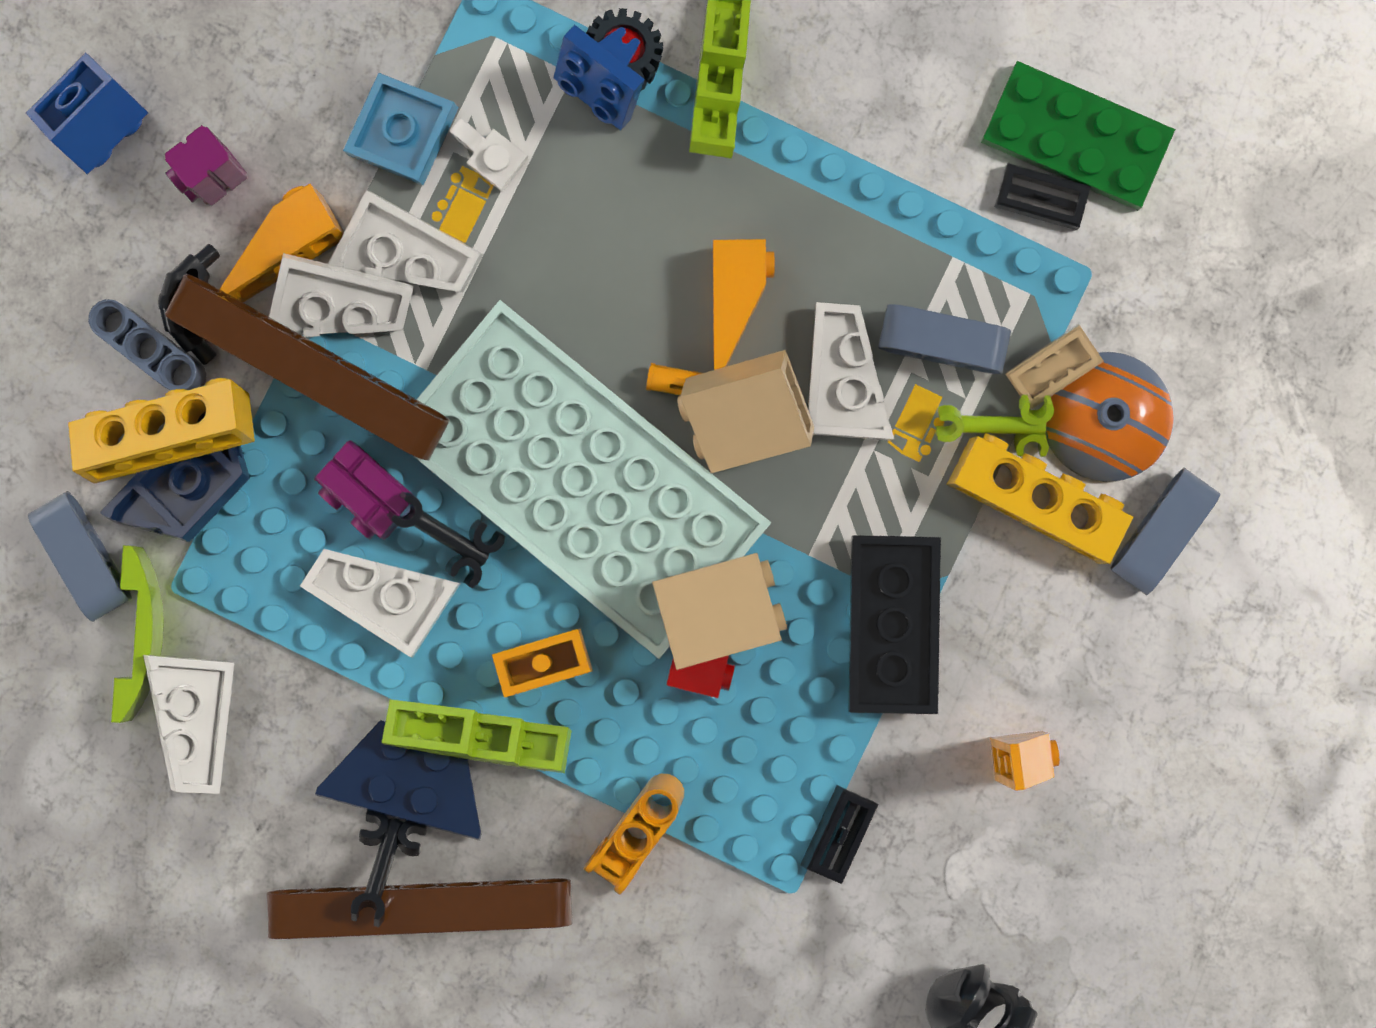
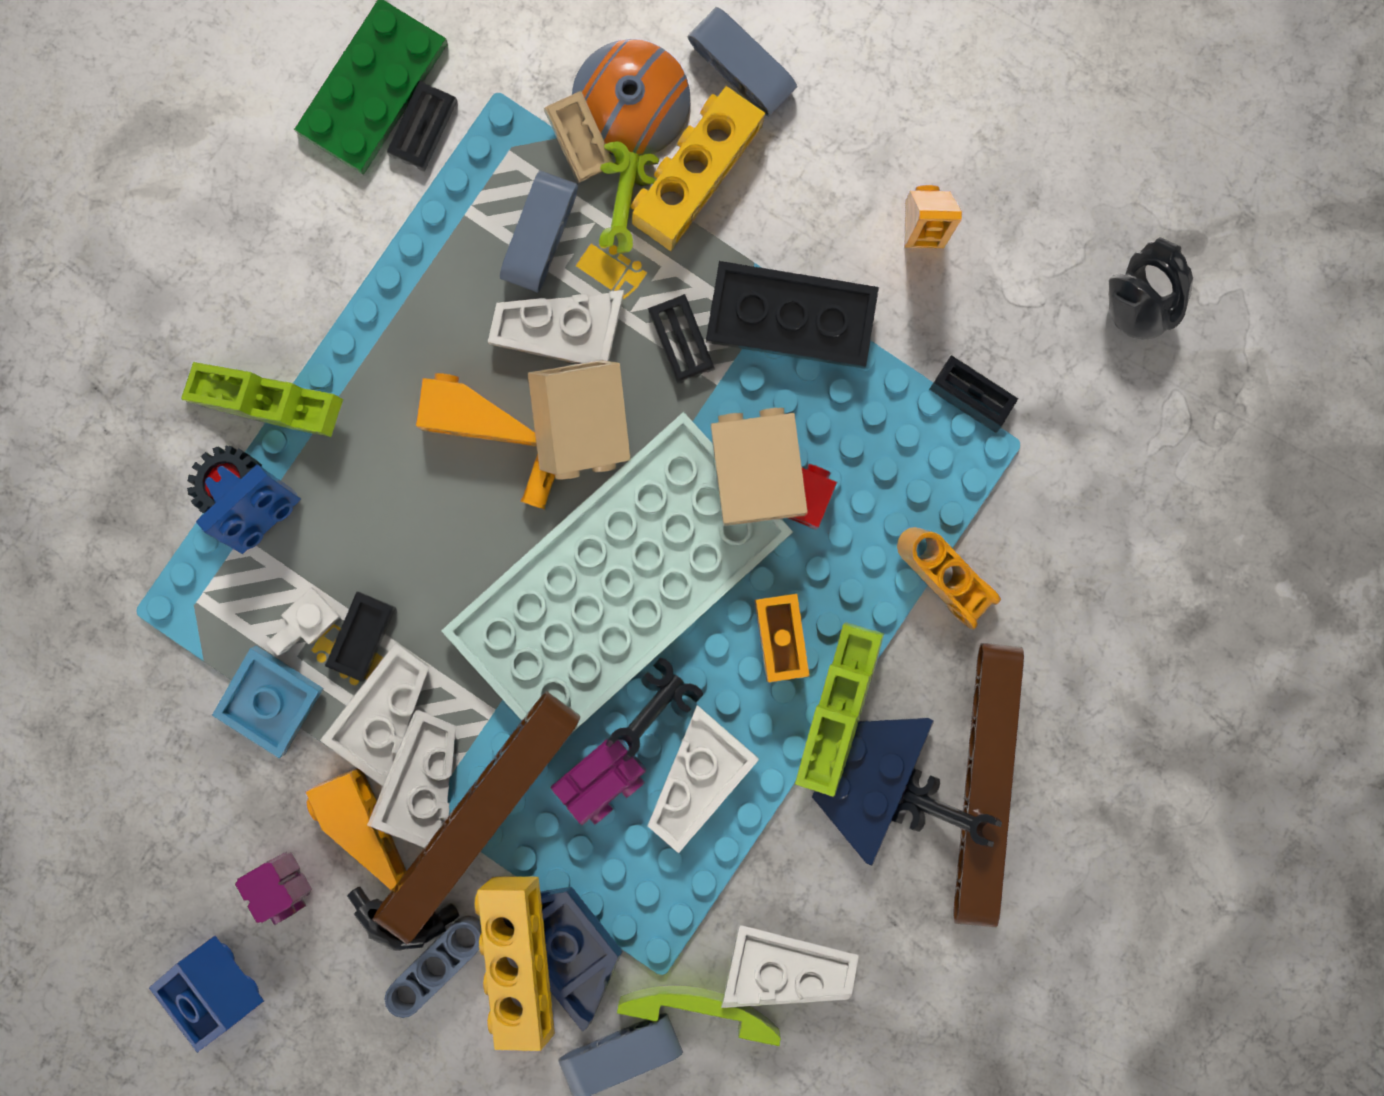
camera: 75 degrees left, 0 degrees up
(483, 215) = (360, 636): none -> black tile
(820, 527) = (693, 371): none -> black tile

